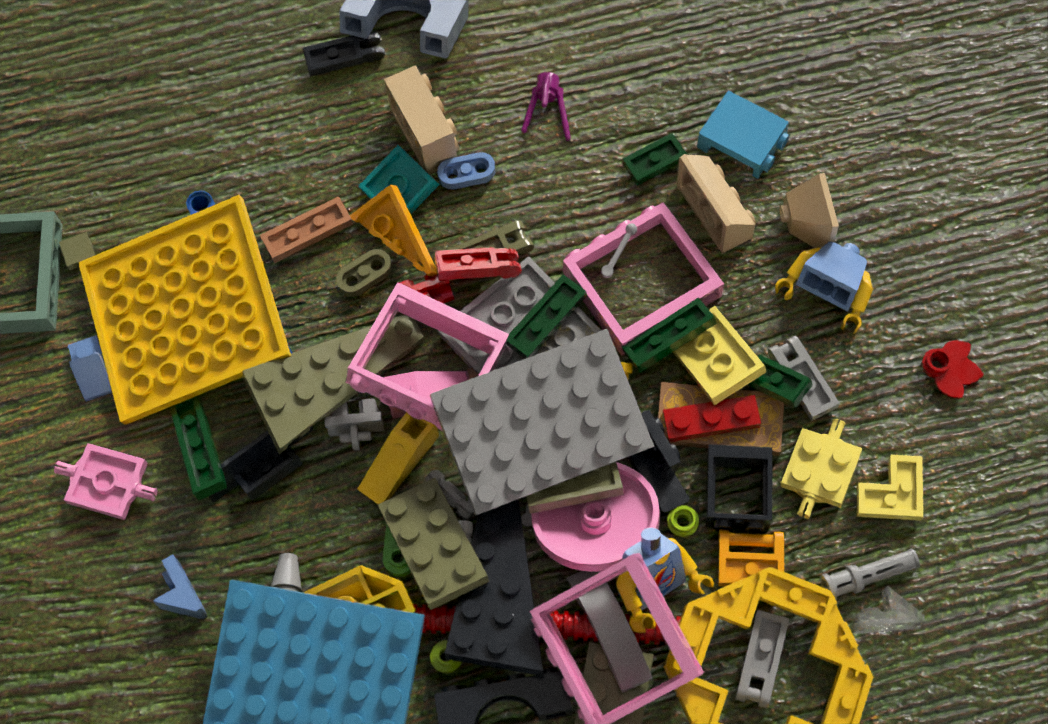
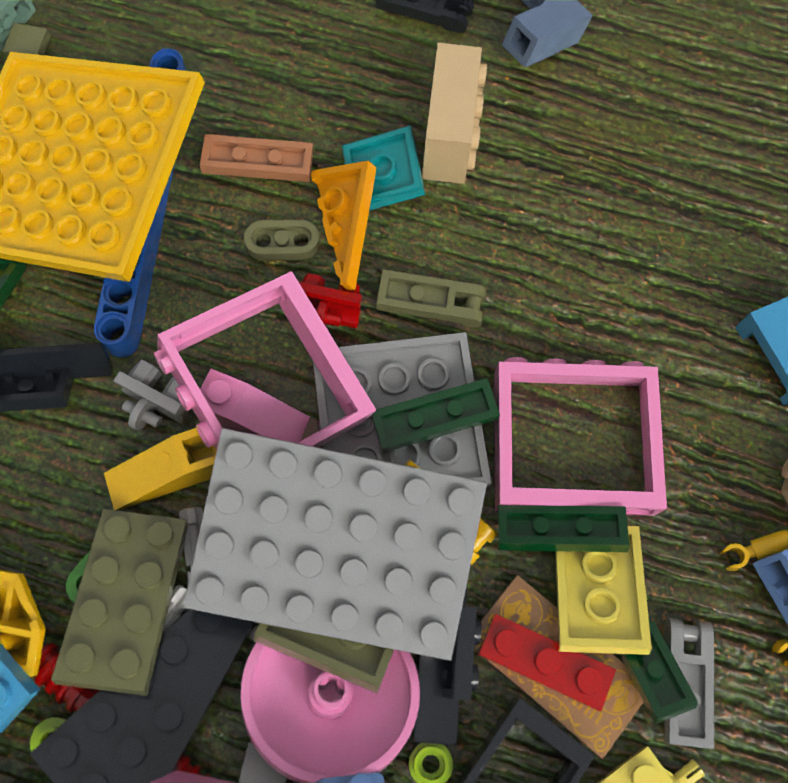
camera: 25 degrees right, 5 degrees up
(312, 382) = (114, 324): olive wing -> none
(465, 169) = (466, 196): medium blue plate -> none
(477, 263) = (401, 305): red hinge -> none
(547, 90) = (608, 166): magenta plant -> none
(607, 270) = (541, 405): light grey hinge -> none
(653, 159) = (679, 311): dark green plate -> none
(714, 202) = (717, 403): tan slope -> none

